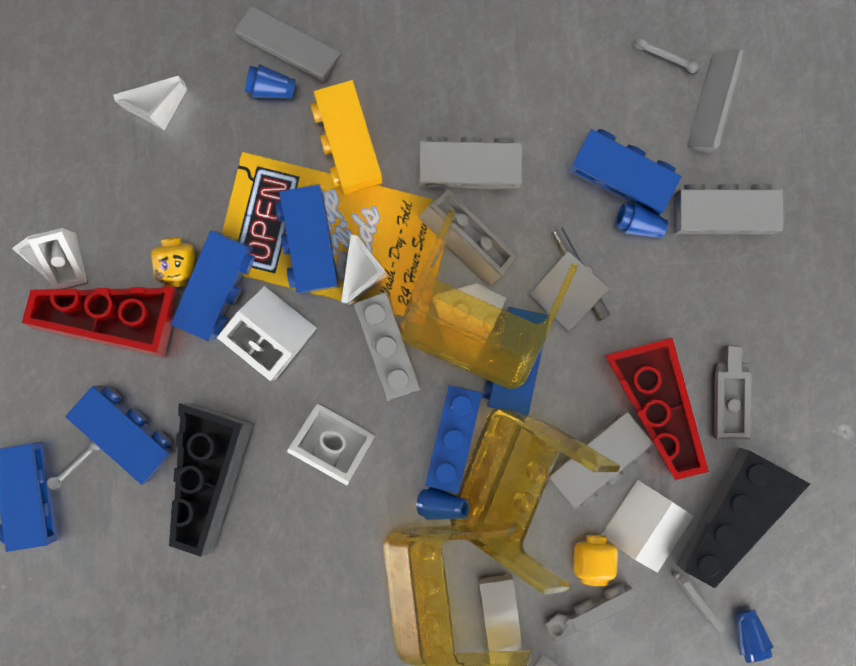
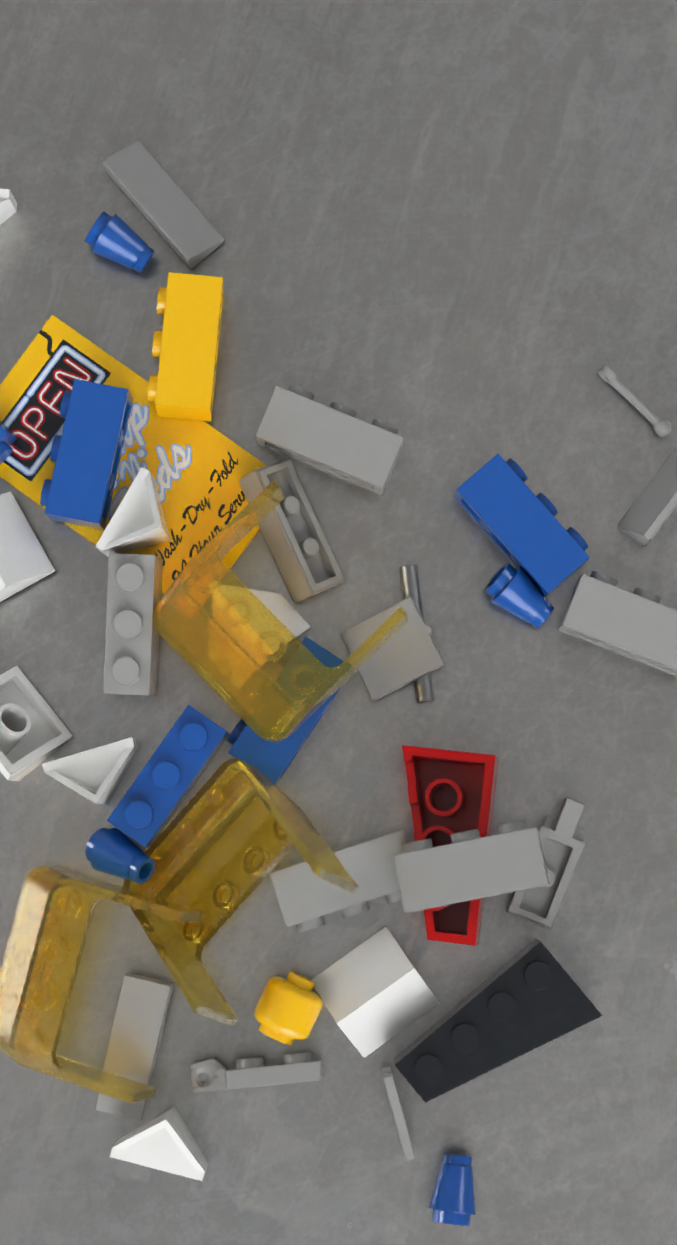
camera: 25 degrees right, 5 degrees down
(400, 455) = (95, 771): none -> white slope
(689, 421) = (471, 867): none -> light grey brick

